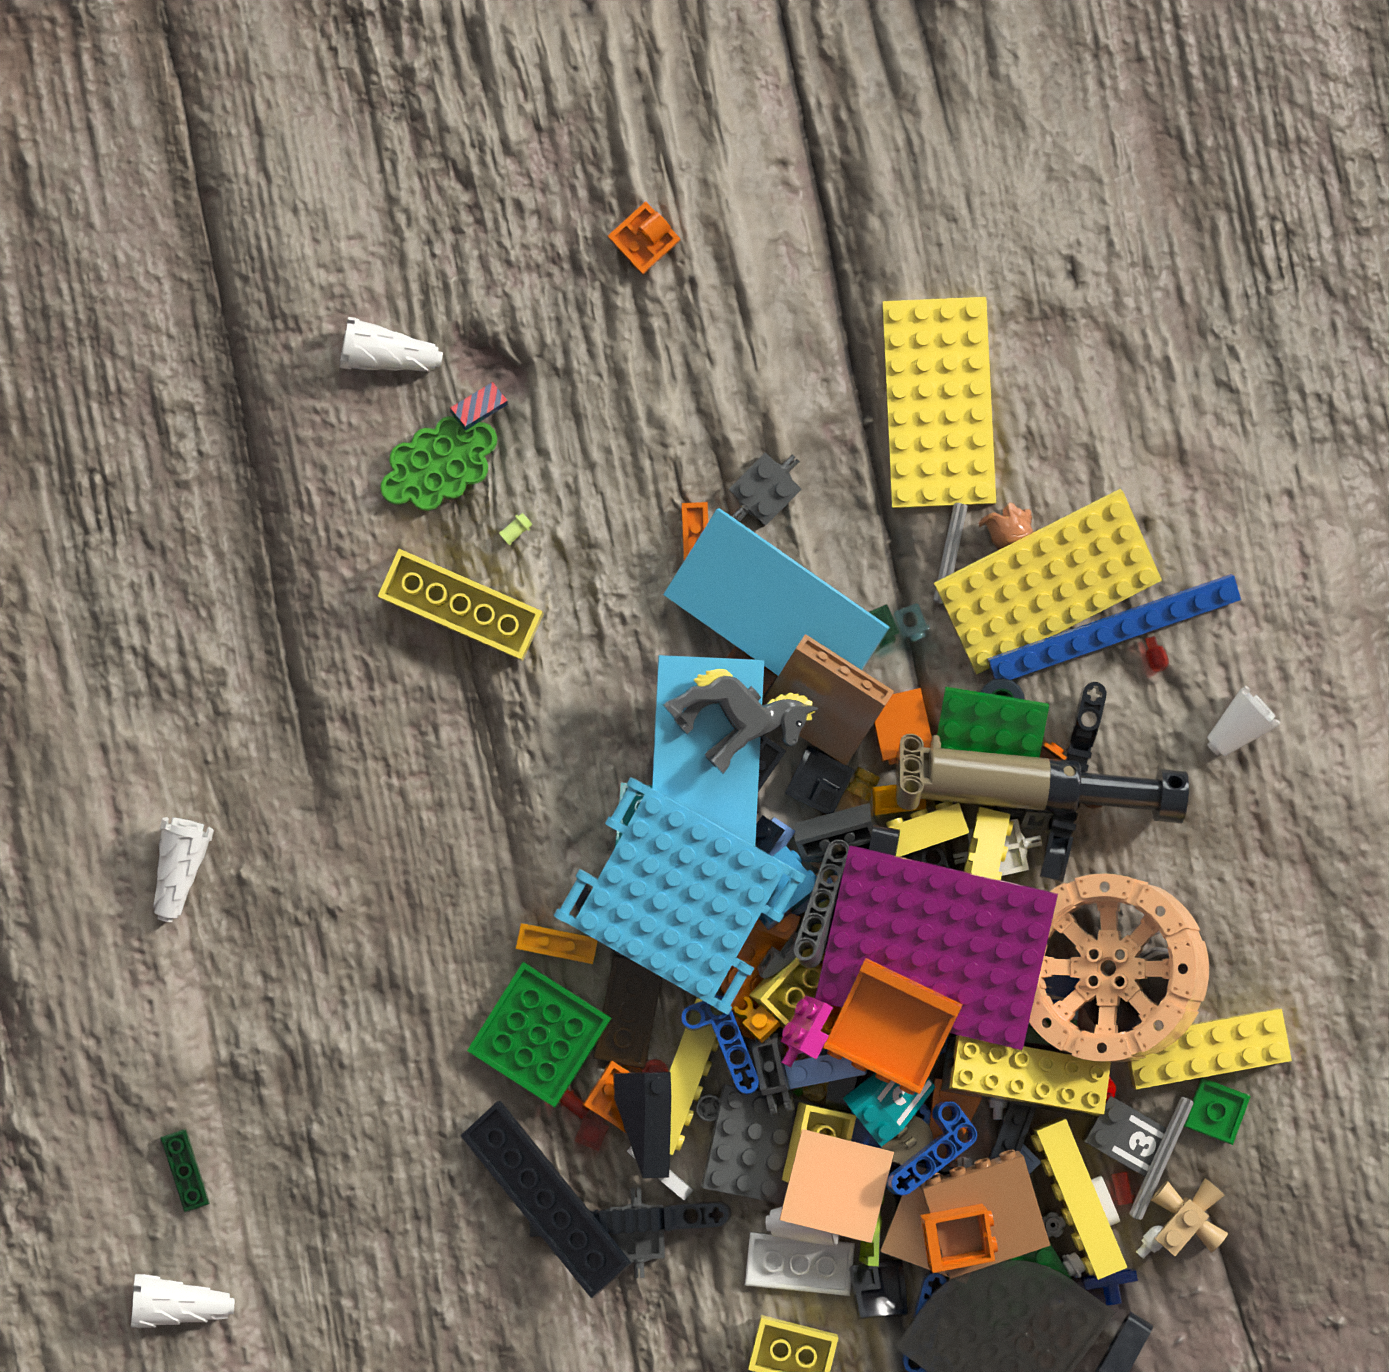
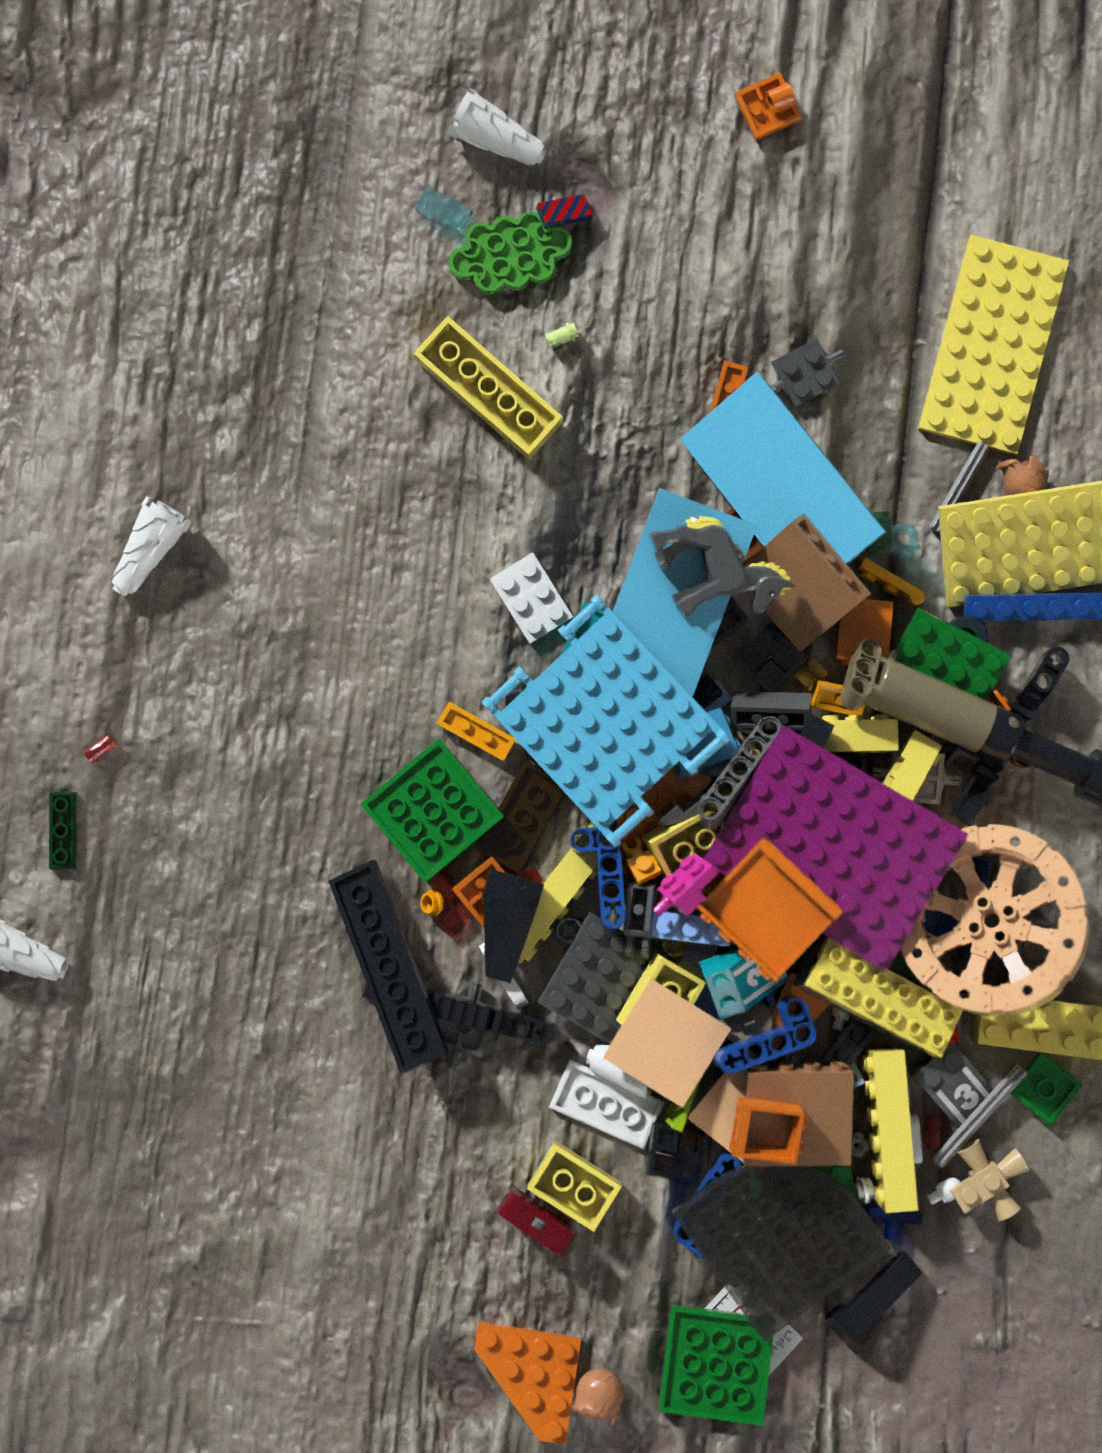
camera: 20 degrees right, 0 degrees up
(195, 1078) = (99, 748): none -> clear red pin
(359, 441) = (443, 209): none -> clear light blue slope
(568, 796) = (531, 598): none -> white plate
(568, 1124) = (432, 903): none -> light orange plate
(914, 669) = (892, 584): none -> light orange plate
(1091, 922) = (983, 871): none -> blue pin

